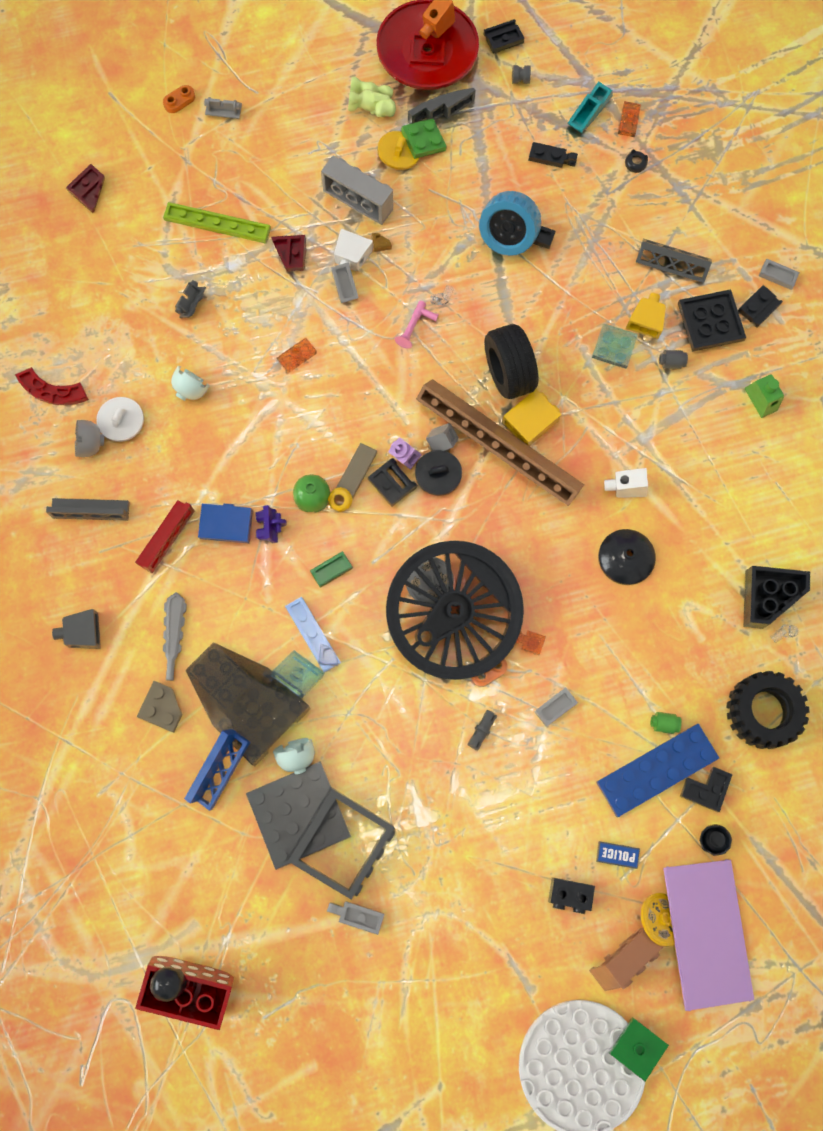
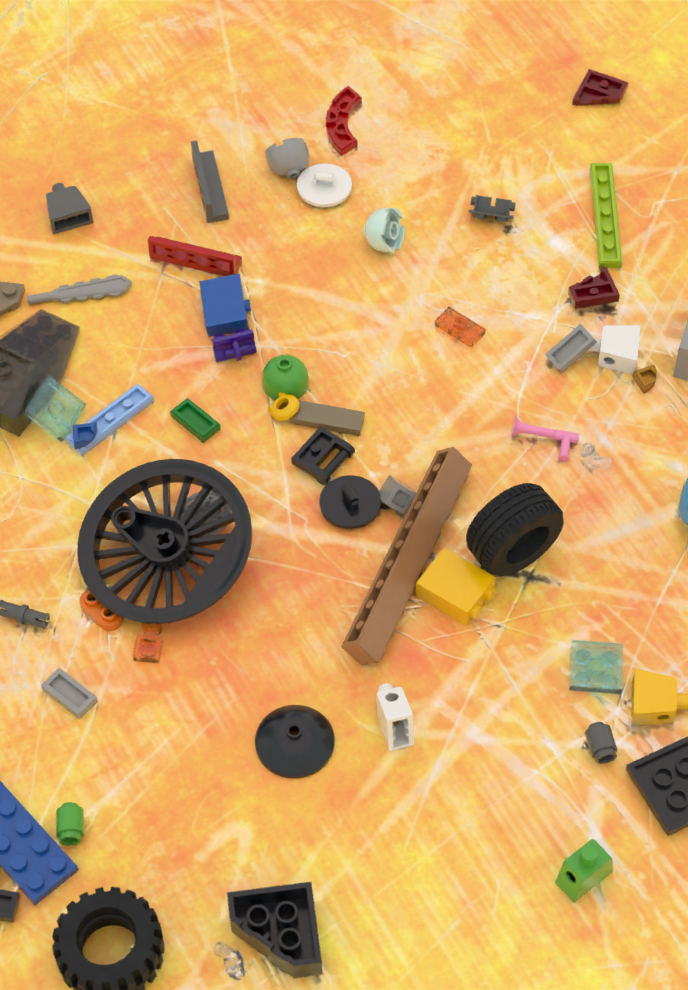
camera: 80 degrees right, 20 degrees down
(404, 453) = (361, 455): lavender brick -> none

